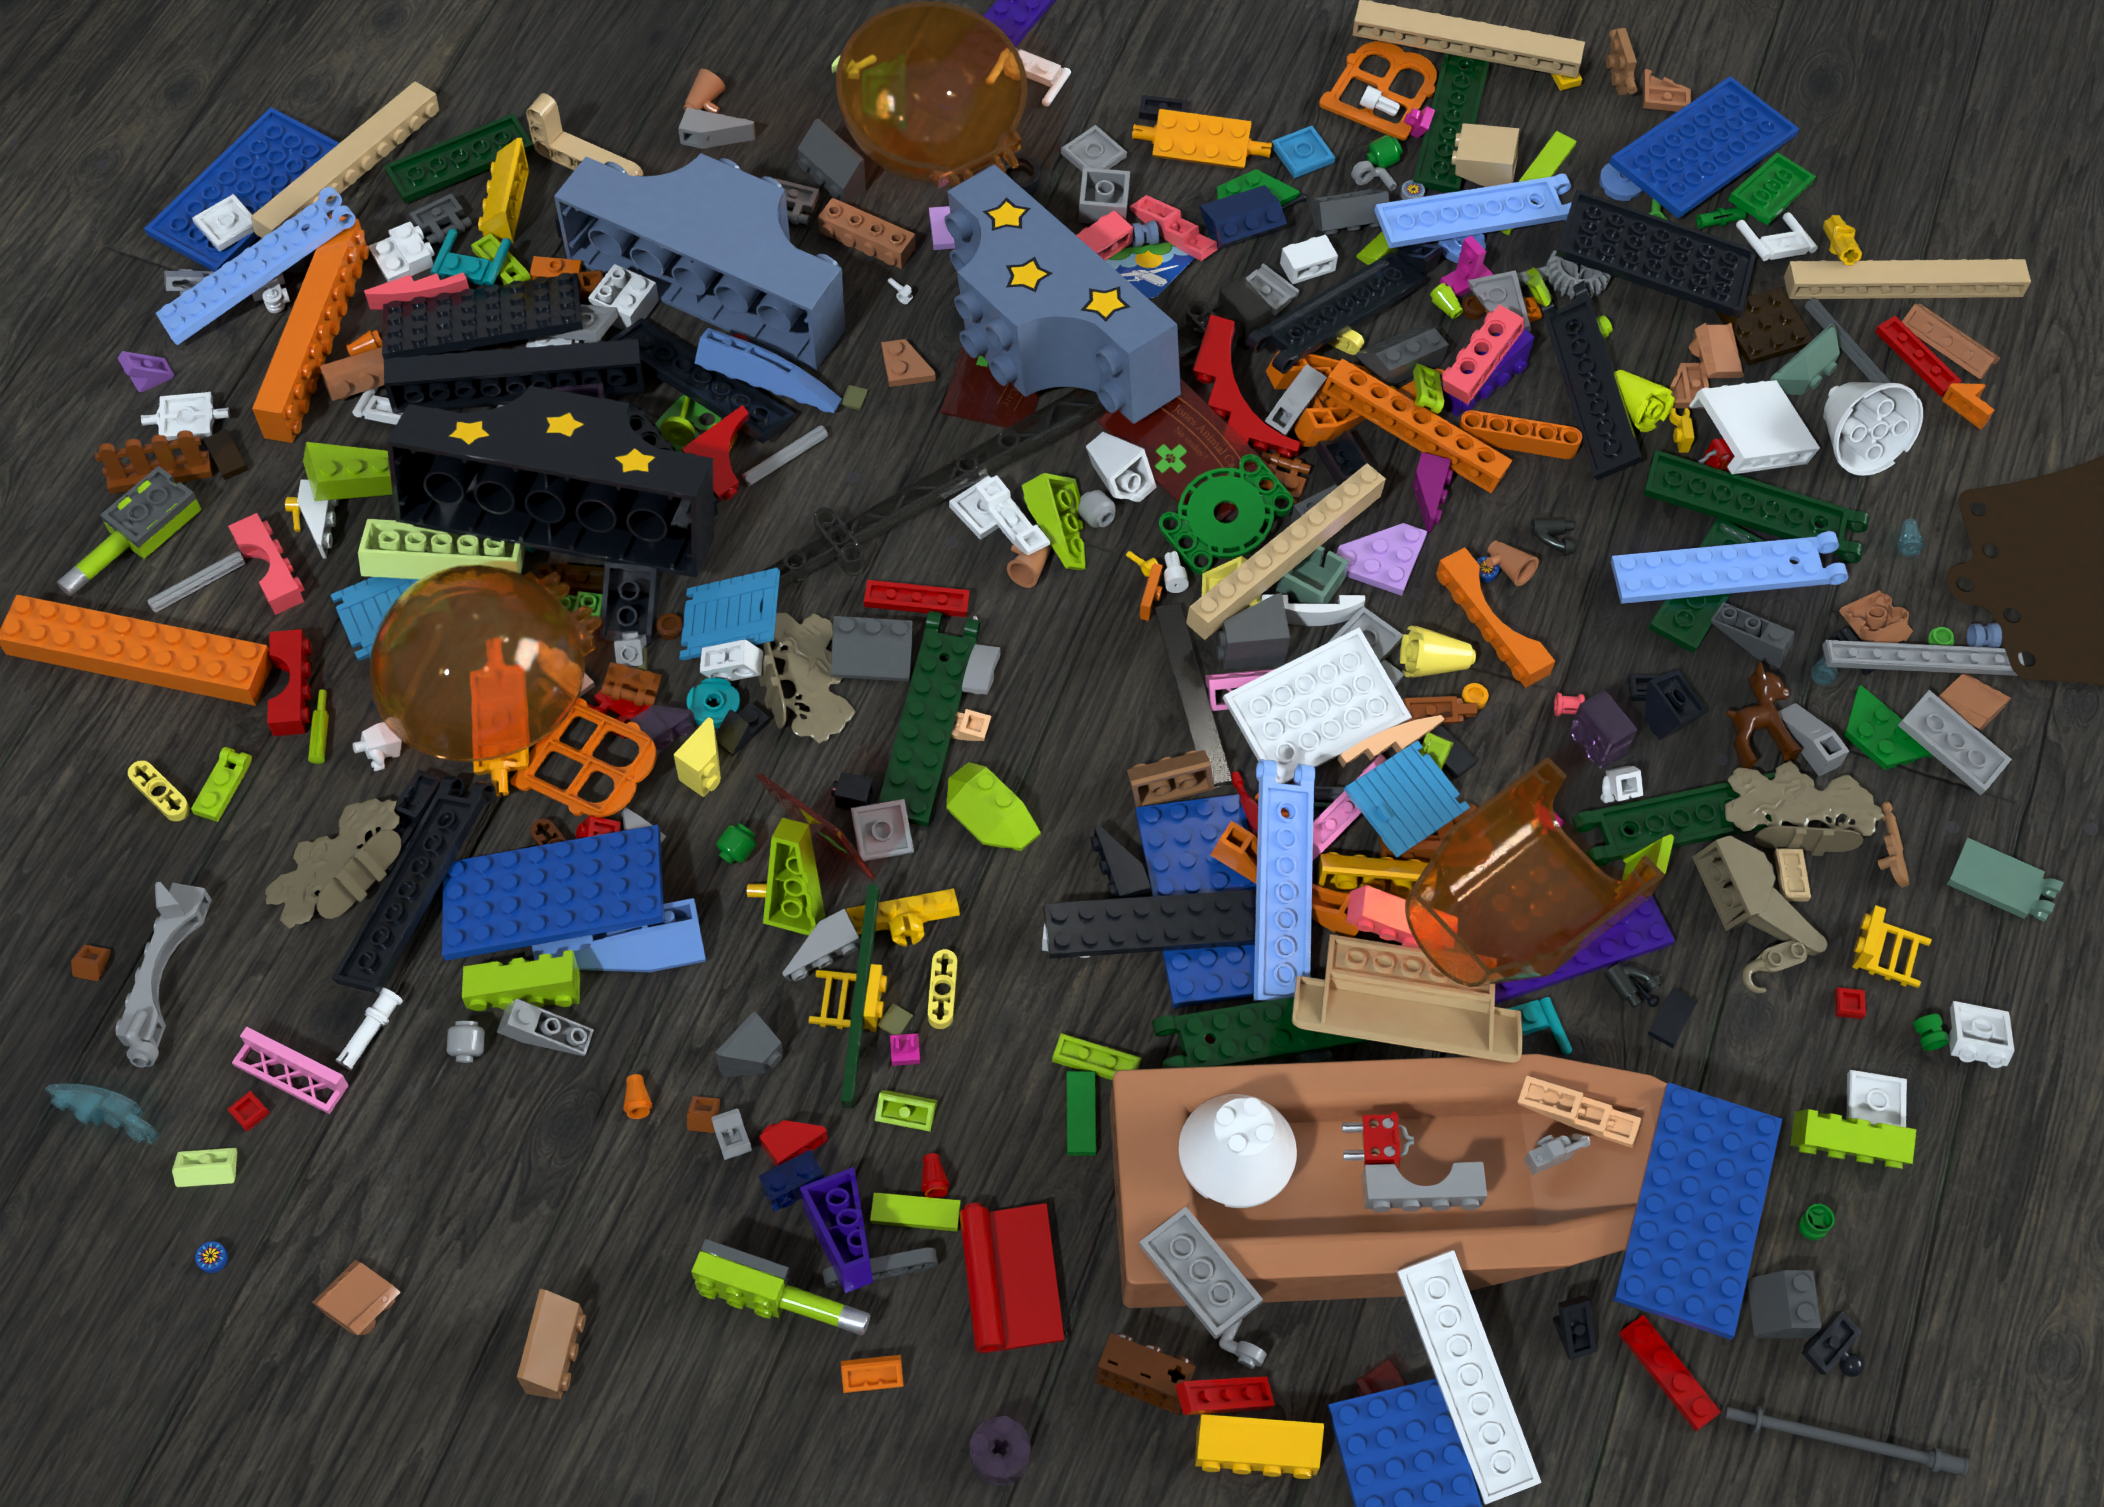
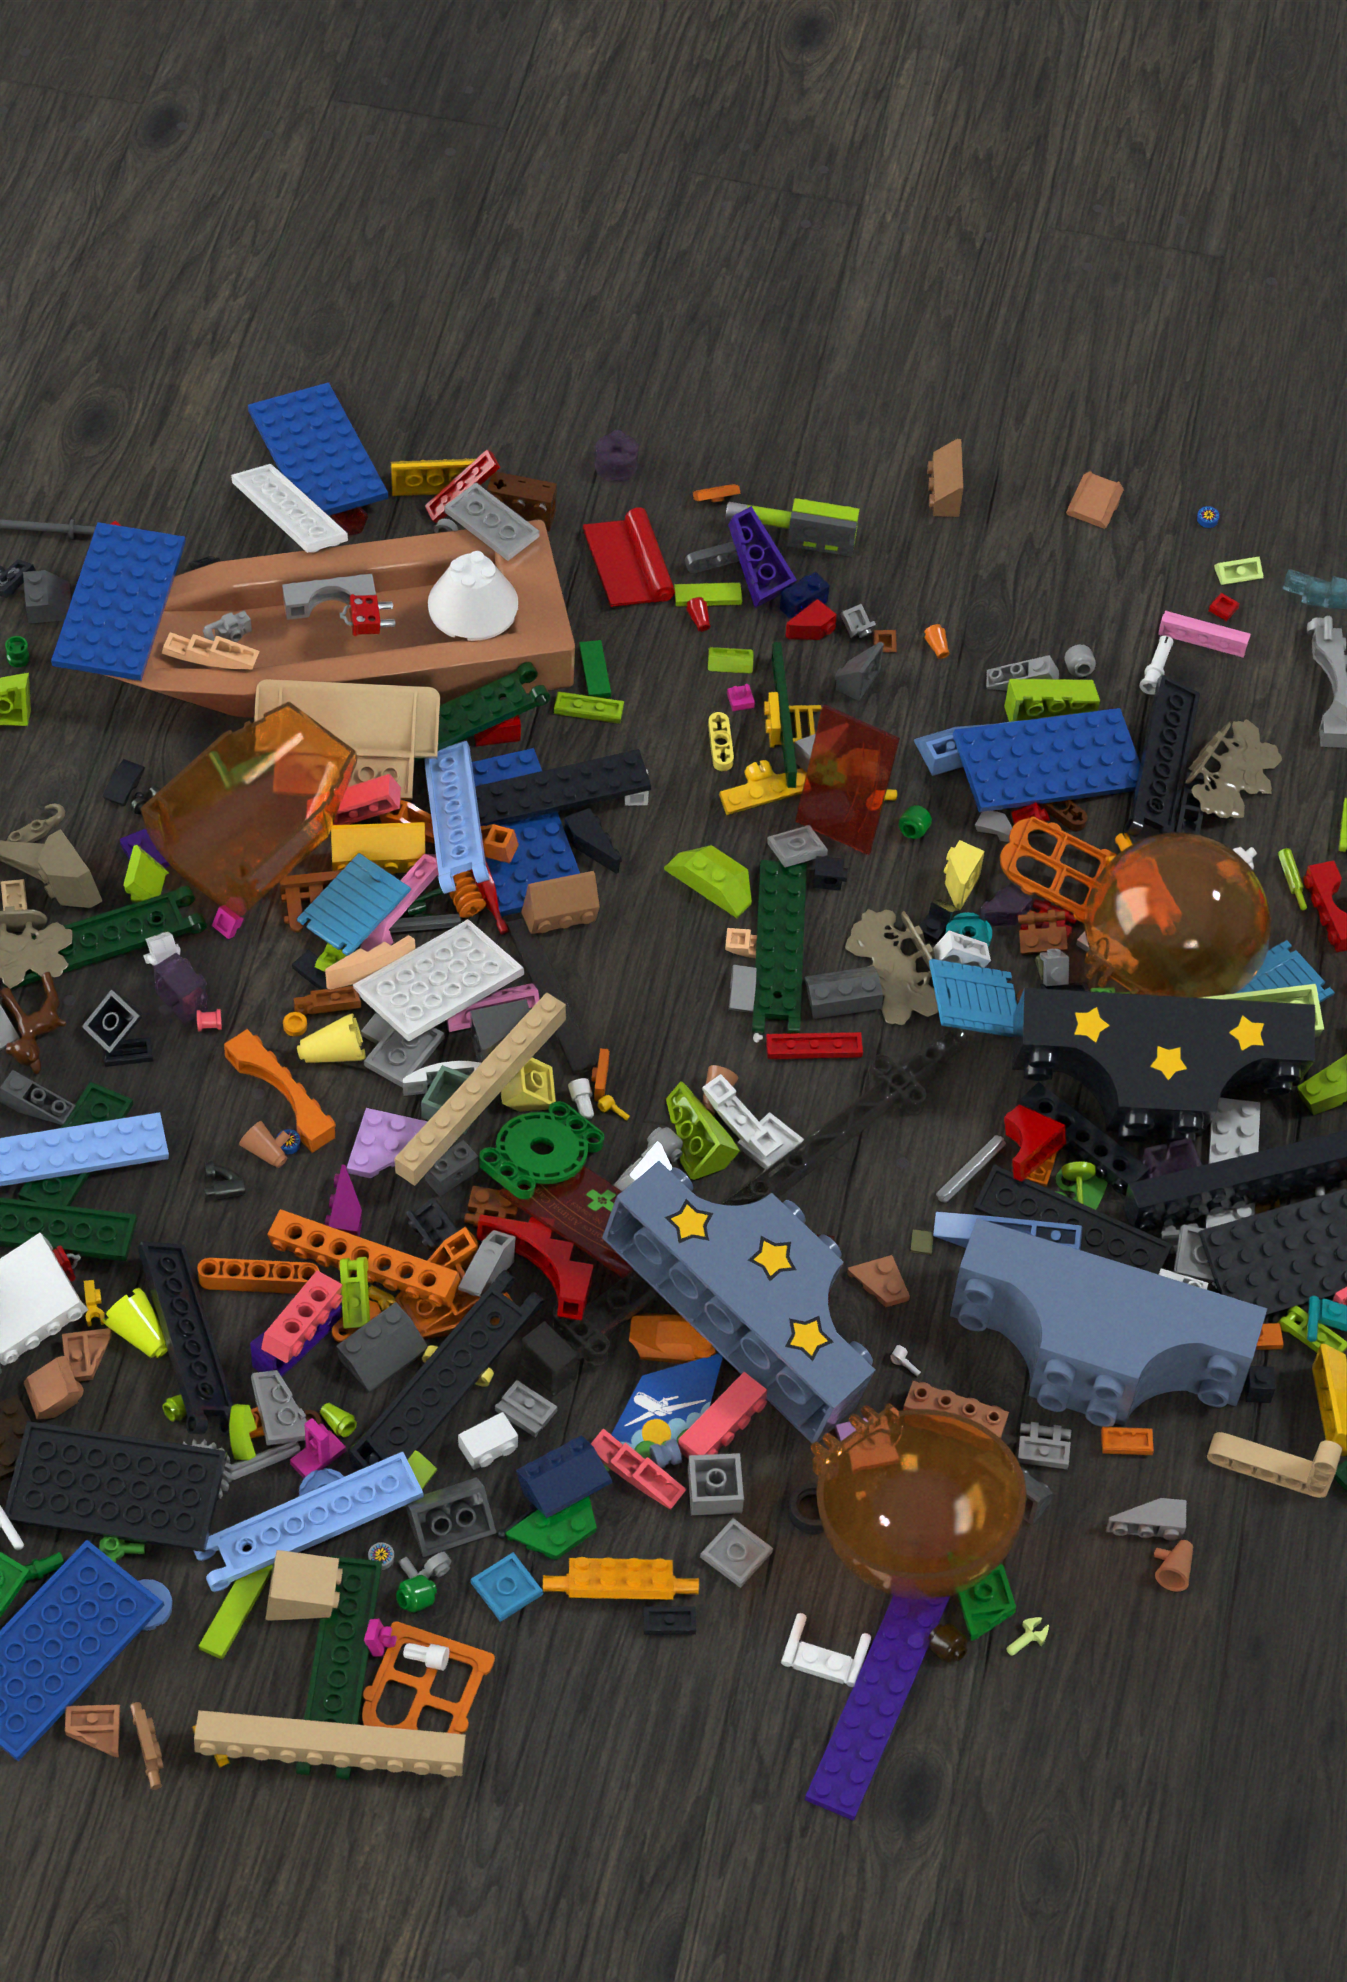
camera: 170 degrees right, 5 degrees down
(895, 1020) = (752, 719): olive piece -> none

